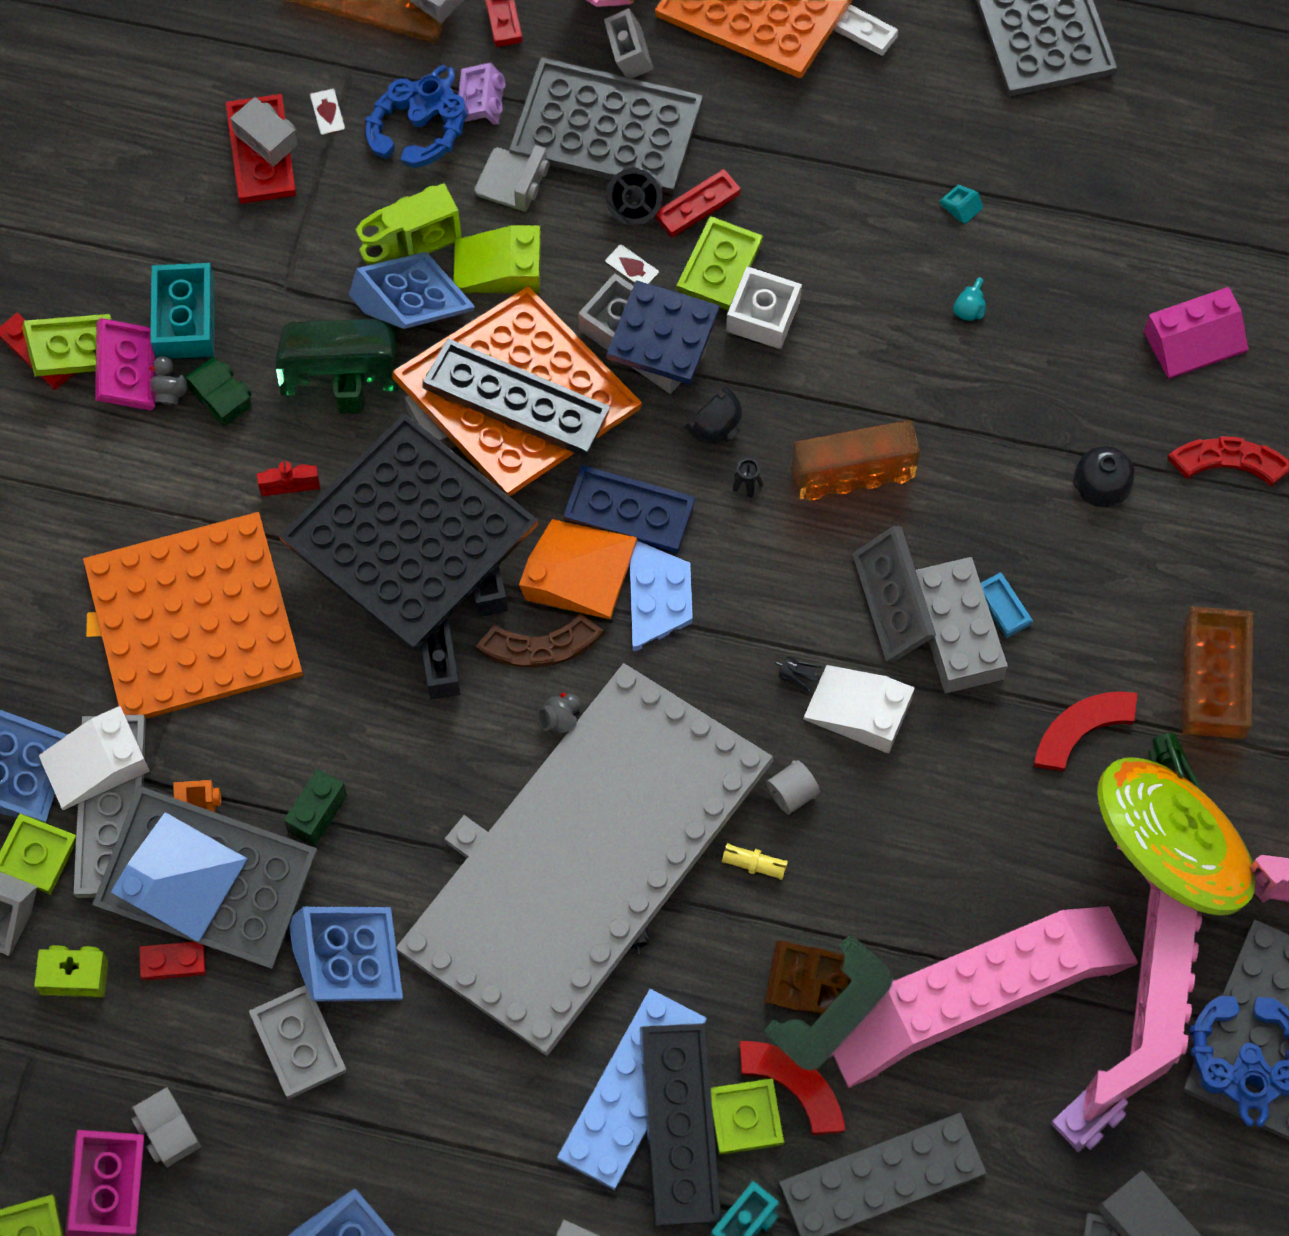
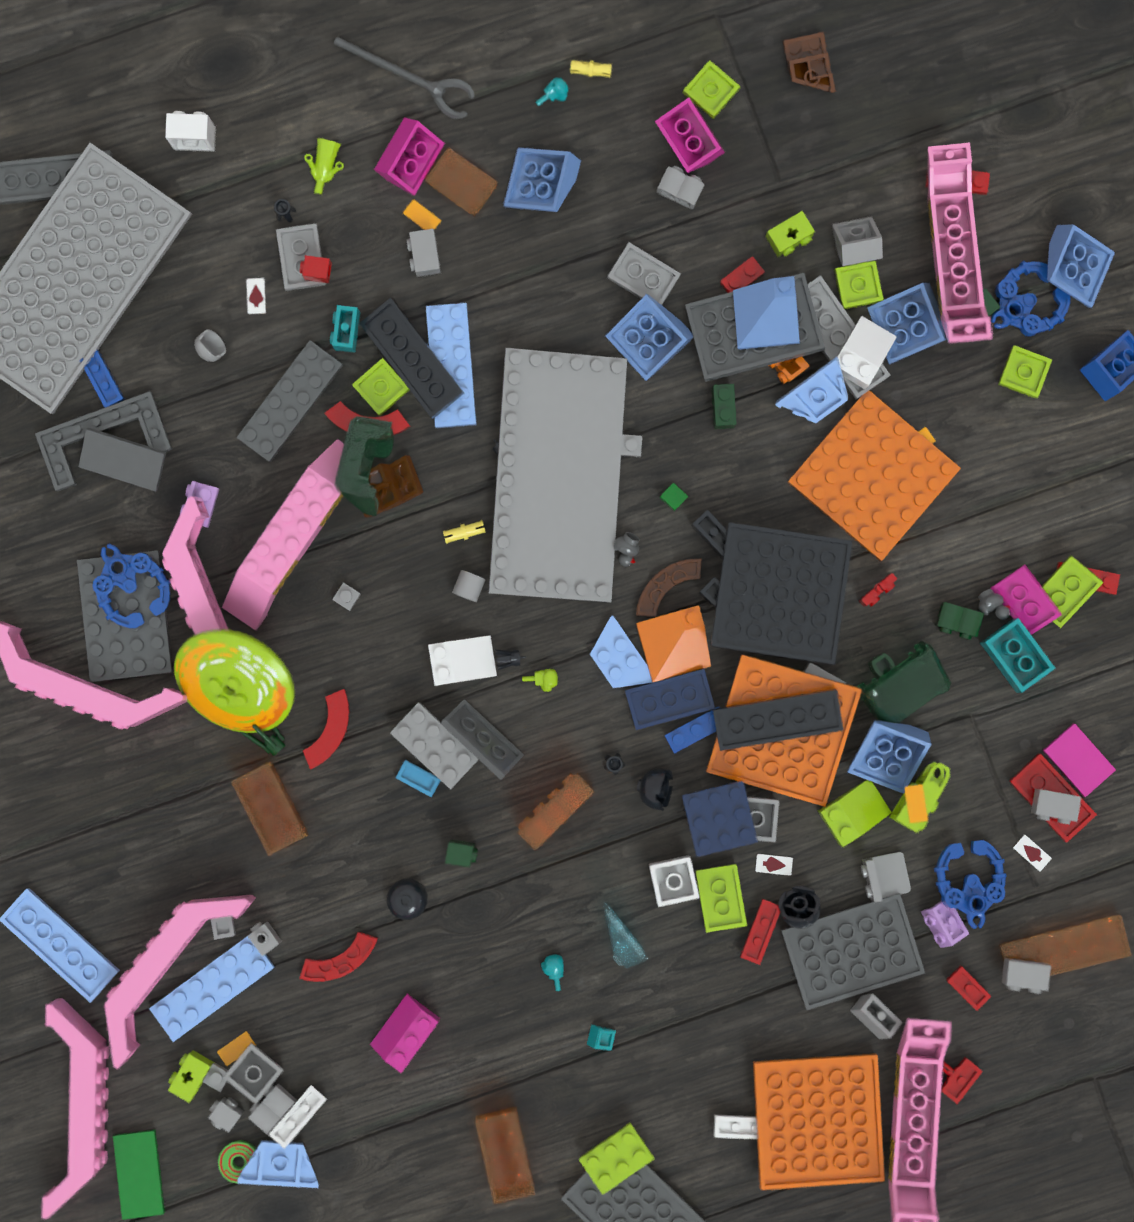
camera: 150 degrees right, 20 degrees up
(189, 745) = (817, 394): none -> light blue wing
(200, 170) = (1079, 760): none -> dark pink tile
(422, 212) = (916, 803): none -> light orange sticker
(457, 741) = (673, 497): none -> green slope
(625, 459) = (691, 731): none -> blue plate
(767, 623) = (545, 678): none -> lime piece
(867, 274) = (624, 944): none -> clear light blue slope
(961, 875) = (346, 596): none -> light grey plate
(1004, 480) = (461, 853): none -> dark green brick
(1025, 69) = (616, 1158): none -> lime plate
(1154, 142) = (505, 1155): none -> clear orange brick

